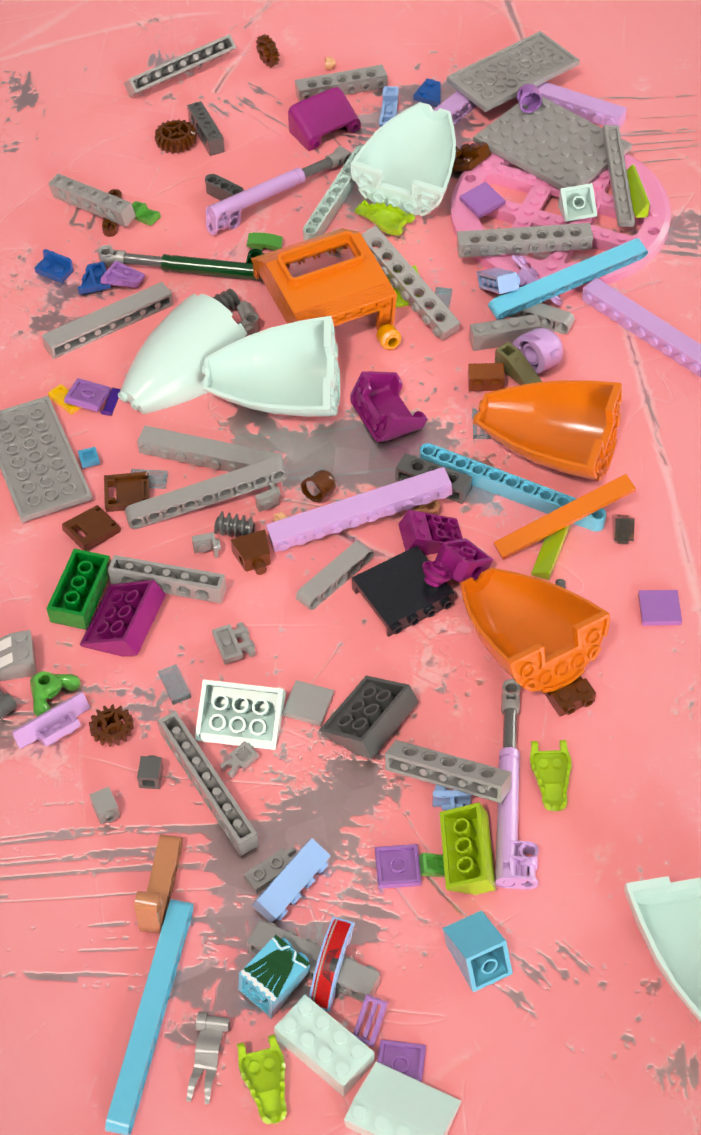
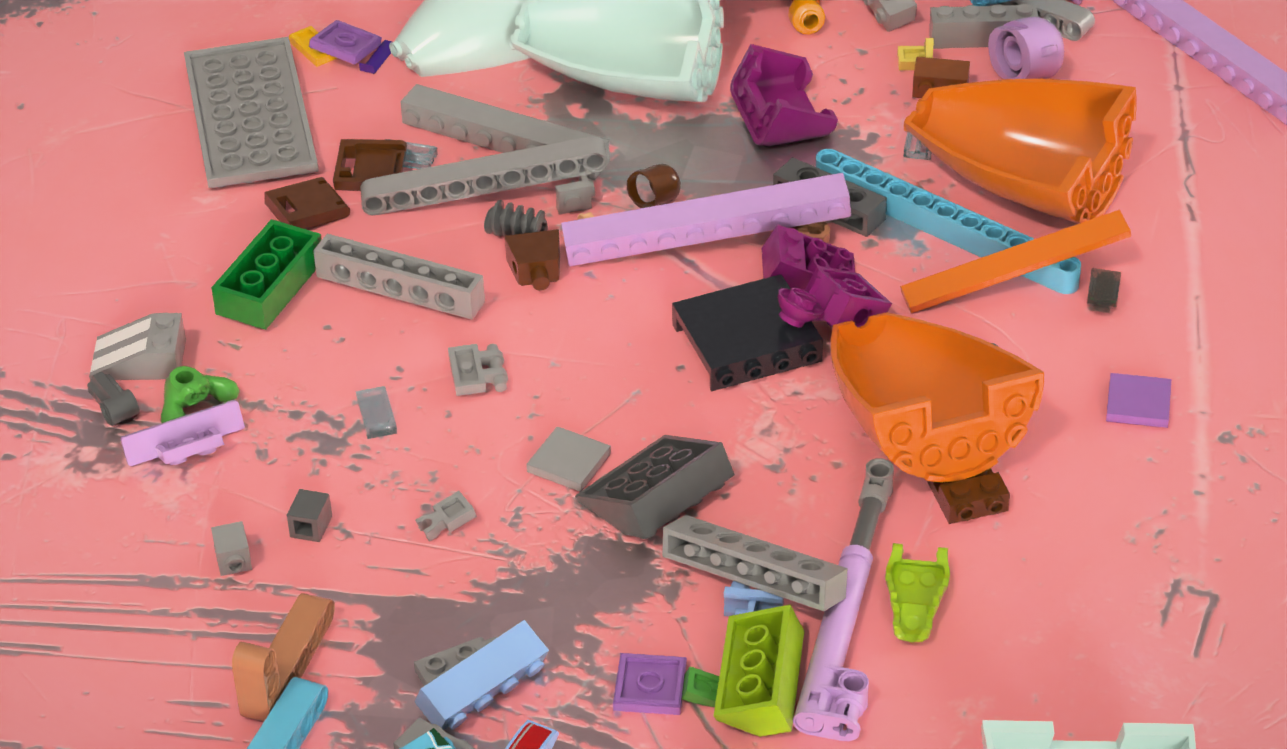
camera: 10 degrees right, 10 degrees down
(88, 457) = (326, 118): dark azure plate -> none
(111, 725) = (268, 449): reddish brown gear -> none
(124, 618) = (325, 319): magenta slope -> none
(206, 542) = (468, 240): light grey bracket -> none
(208, 783) = (391, 538): light grey brick -> none
(239, 714) = (462, 452): light aqua slope -> none
(334, 575) = (648, 301): light grey beam -> none
(462, 359) = (908, 54): none -> light yellow tile
(516, 364) = (985, 59): olive slope -> none
(549, 554) = (989, 306): lime slope -> none

